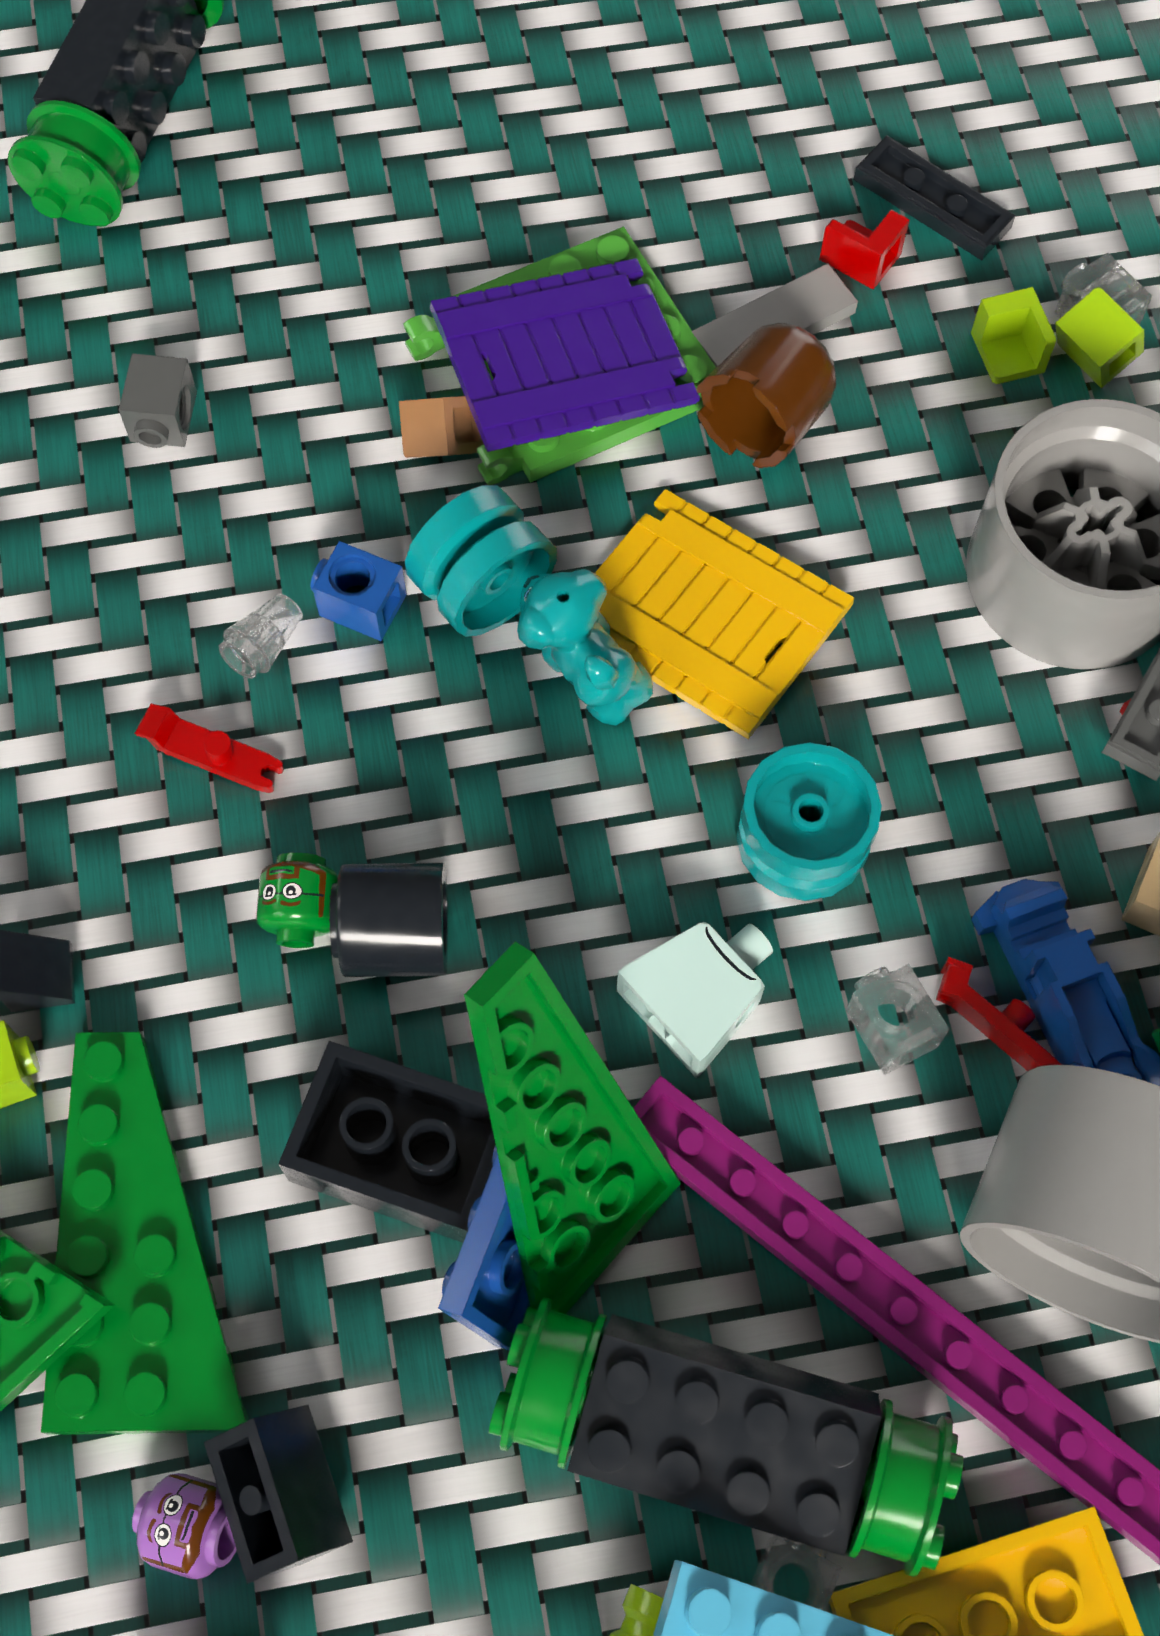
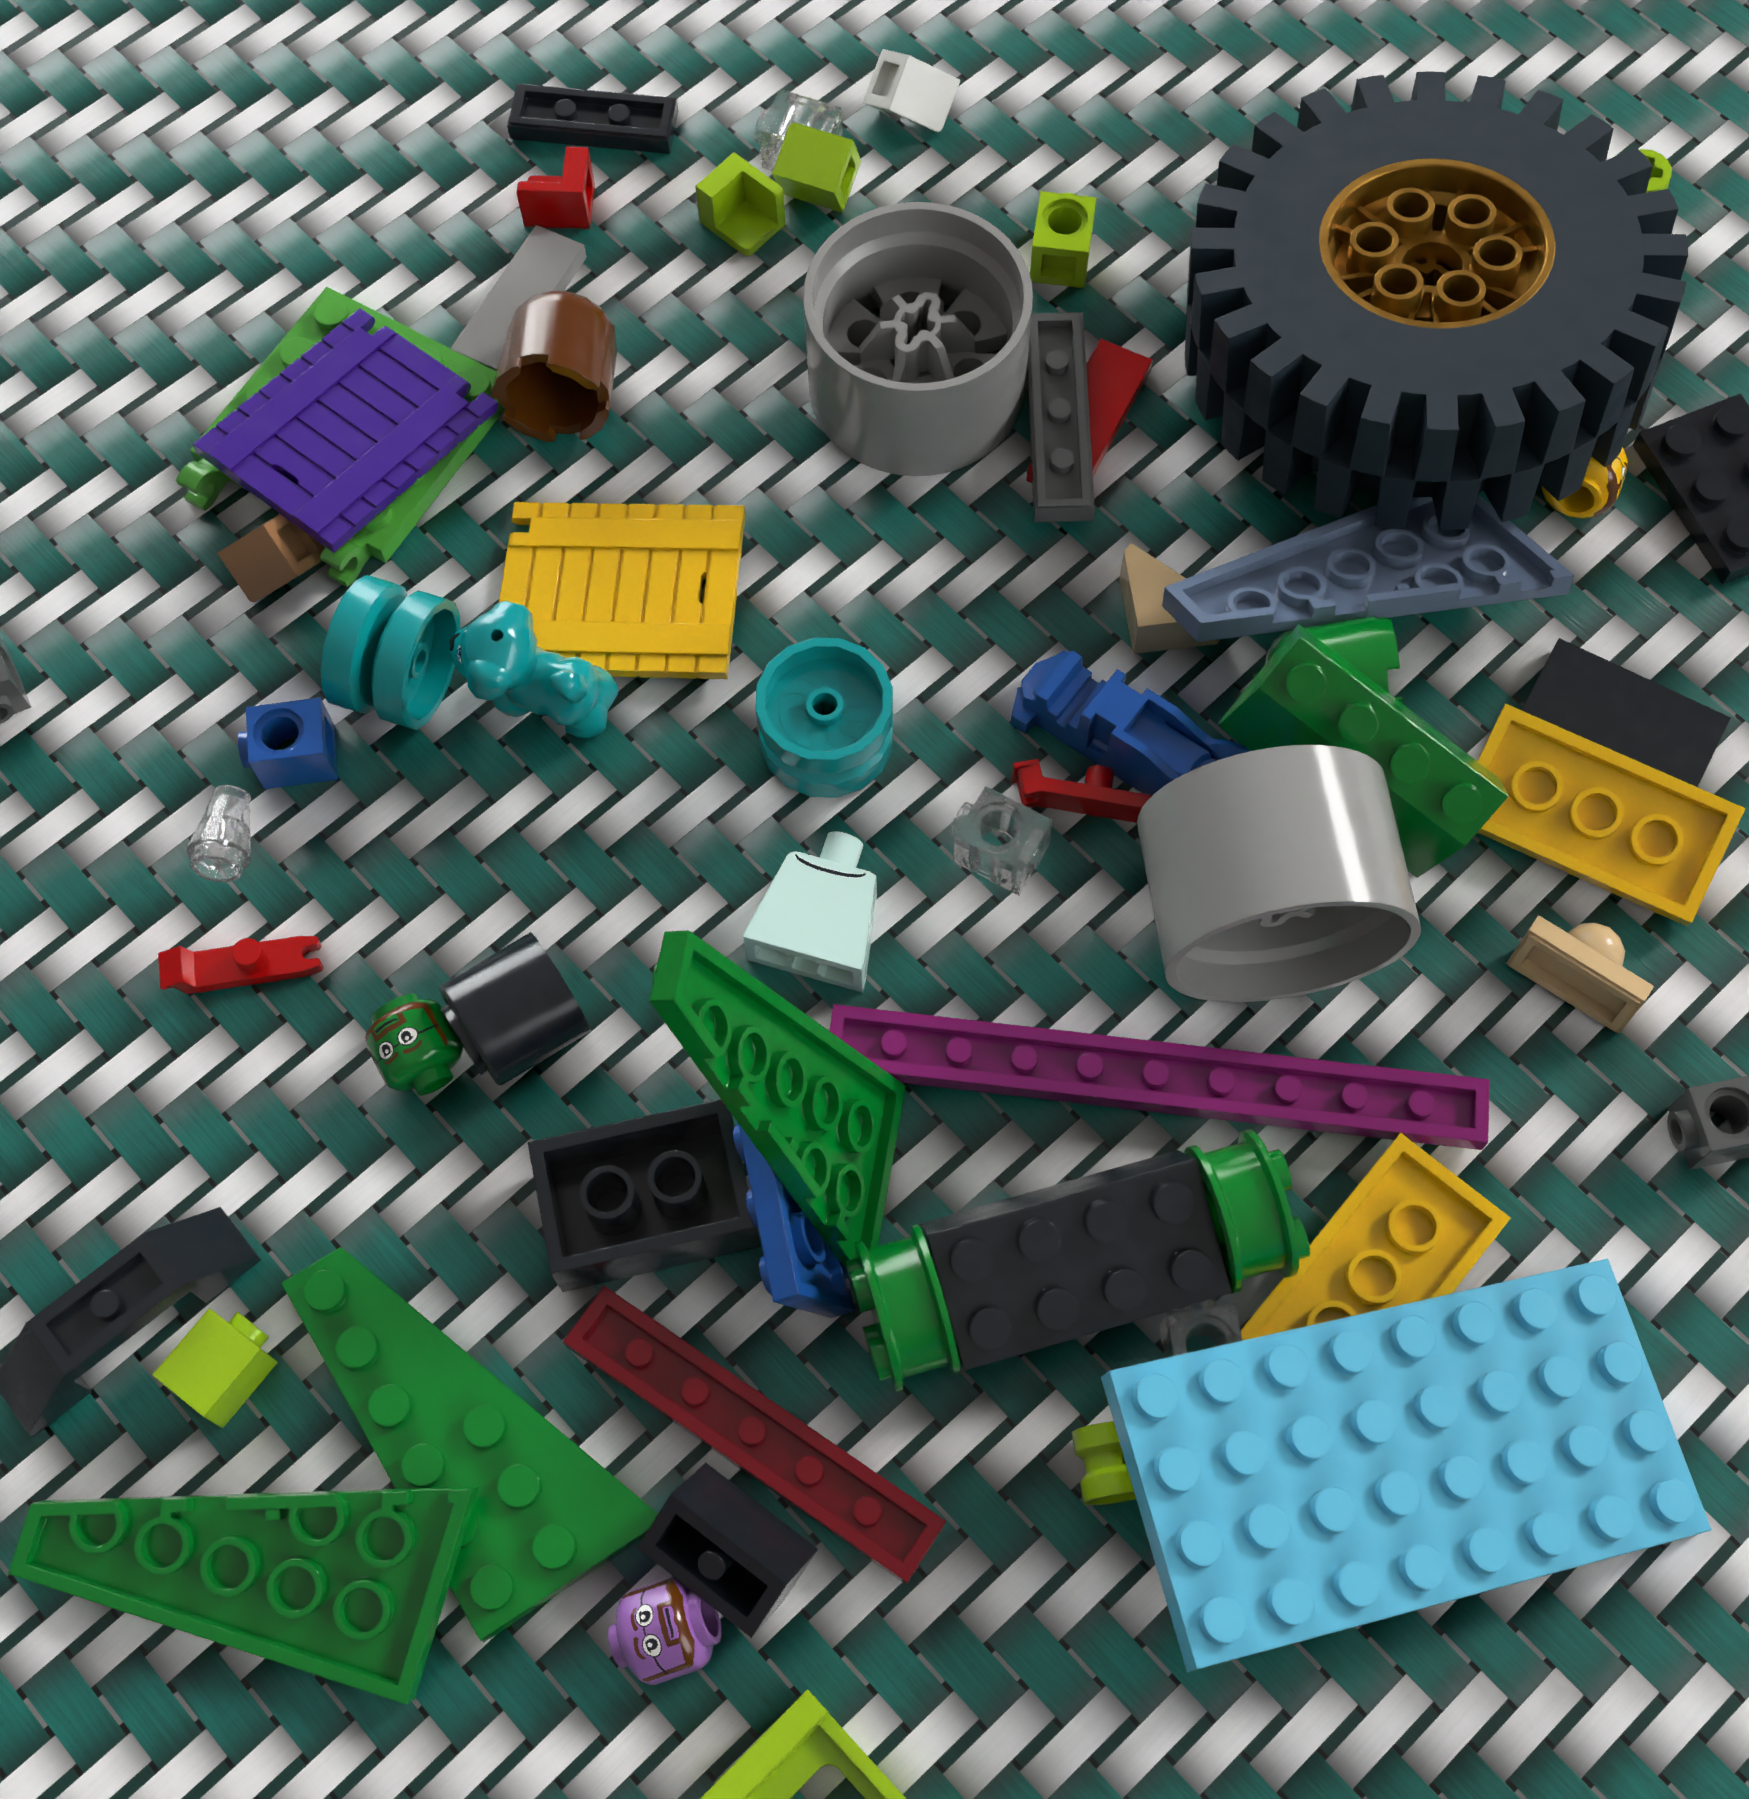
camera: 30 degrees left, 0 degrees up
(367, 1411) = (756, 1434): none -> dark red plate

